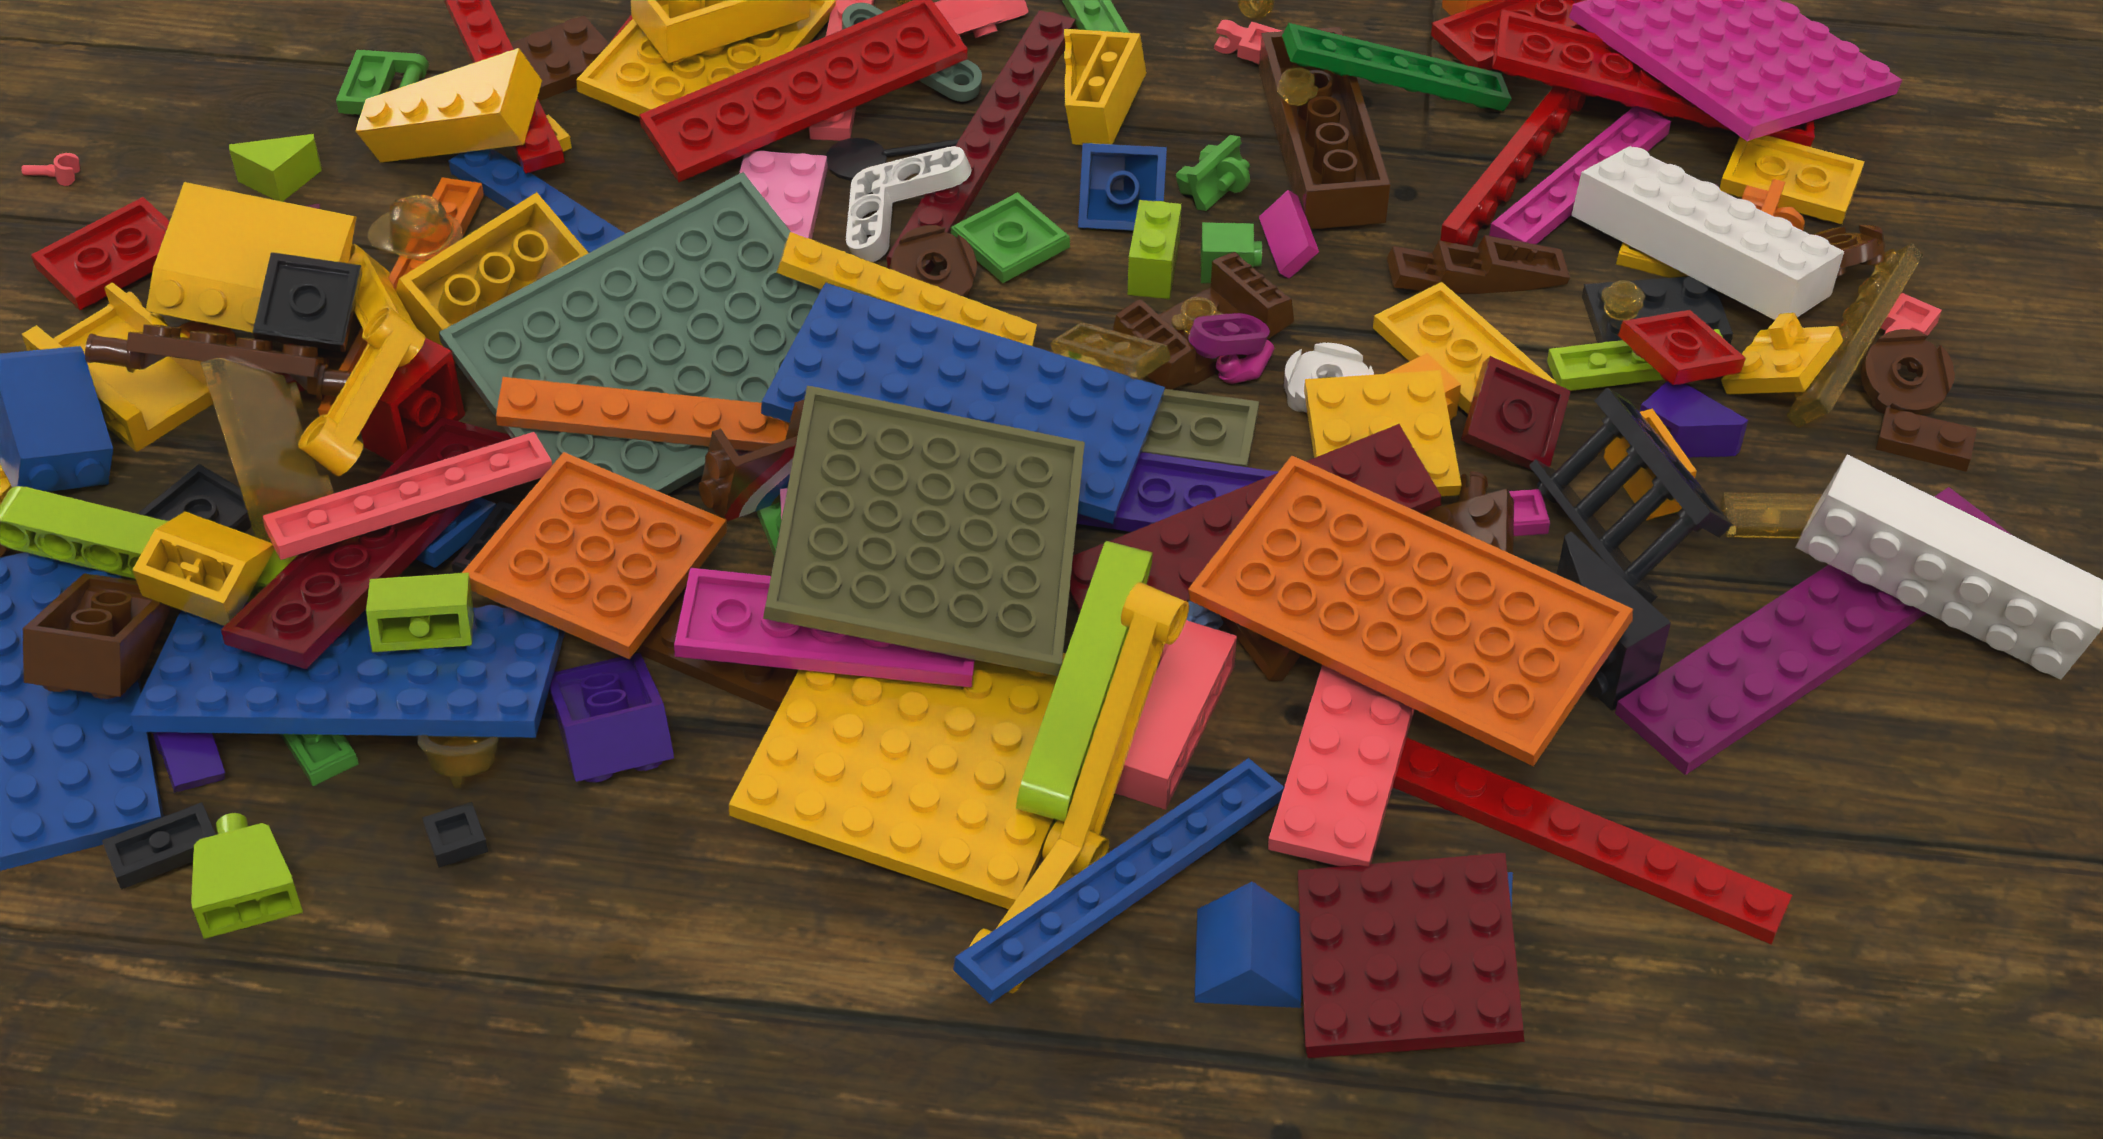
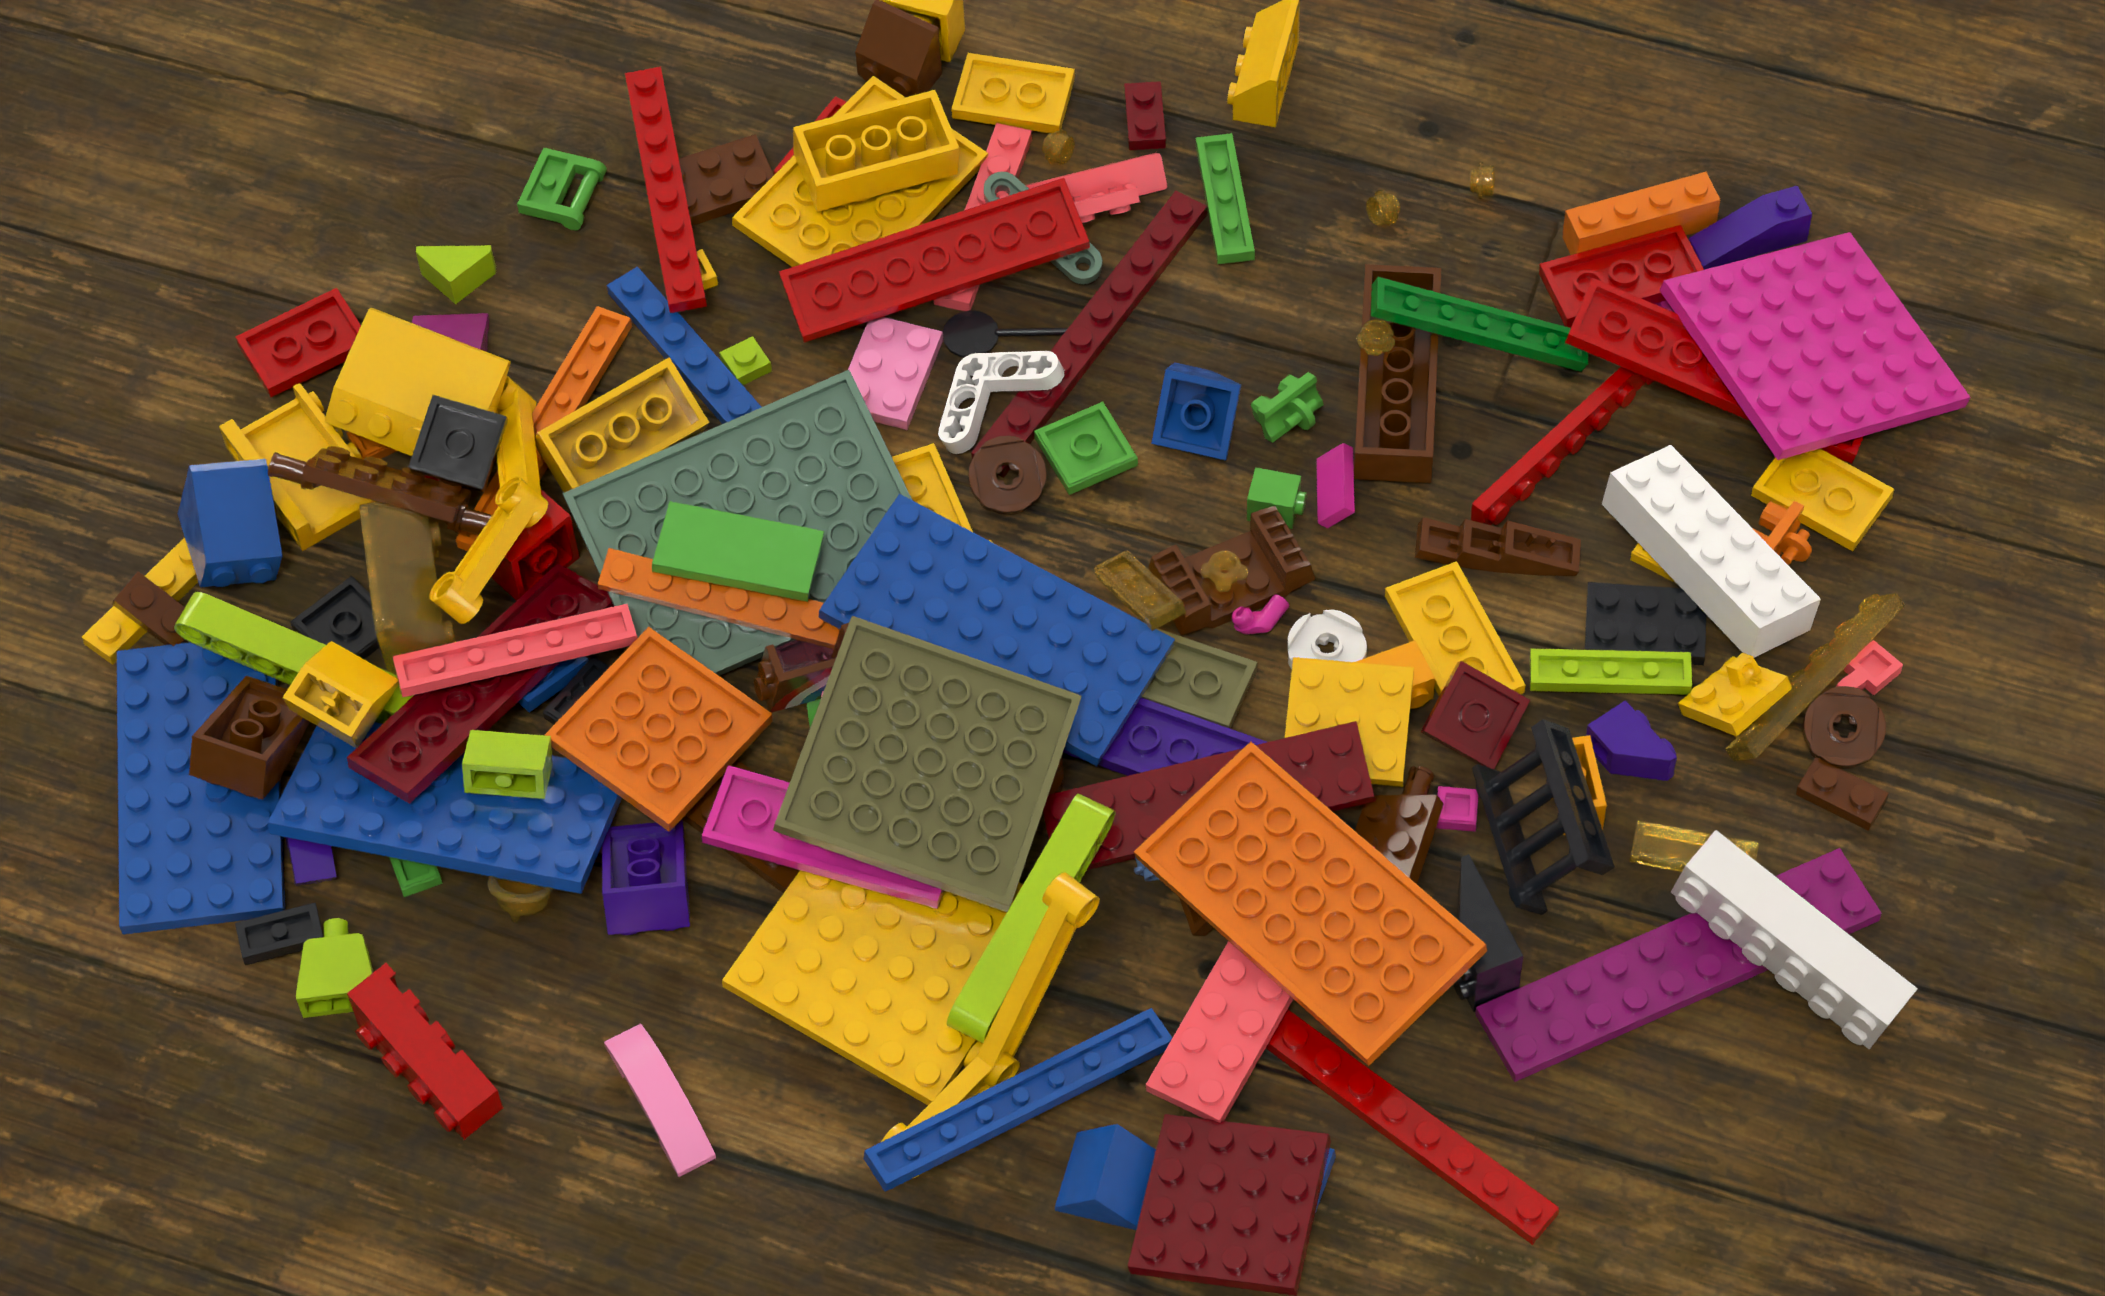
camera: 15 degrees right, 10 degrees up
(63, 169) = (271, 235): coral hand -> none
(365, 946) = (422, 1054): none -> red wedge
(415, 228) = (565, 364): clear yellow piece -> none
(454, 112) = (617, 245): yellow wedge -> none
(455, 834) = (507, 964): black plate -> none
(619, 208) = (746, 361): none -> lime plate
(653, 360) = (738, 551): none -> bright green tile
(681, 954) = (661, 1099): none -> bright pink slope
(818, 263) = (973, 510): yellow plate -> none
(1100, 82) = (1206, 292): yellow wedge -> none
(1154, 249) = (1209, 484): lime brick -> none
(1176, 712) = (1103, 953): coral brick -> none
(1228, 335) = (1244, 593): magenta plate -> none
(1243, 39) = (1358, 255): coral plate -> none
(1555, 196) = (1587, 485): dark pink plate -> none
(1622, 300) = (1610, 618): clear yellow plate -> none
(1681, 347) = (1640, 673): red plate -> none
(1858, 248) = (1838, 584): reddish brown plate -> none

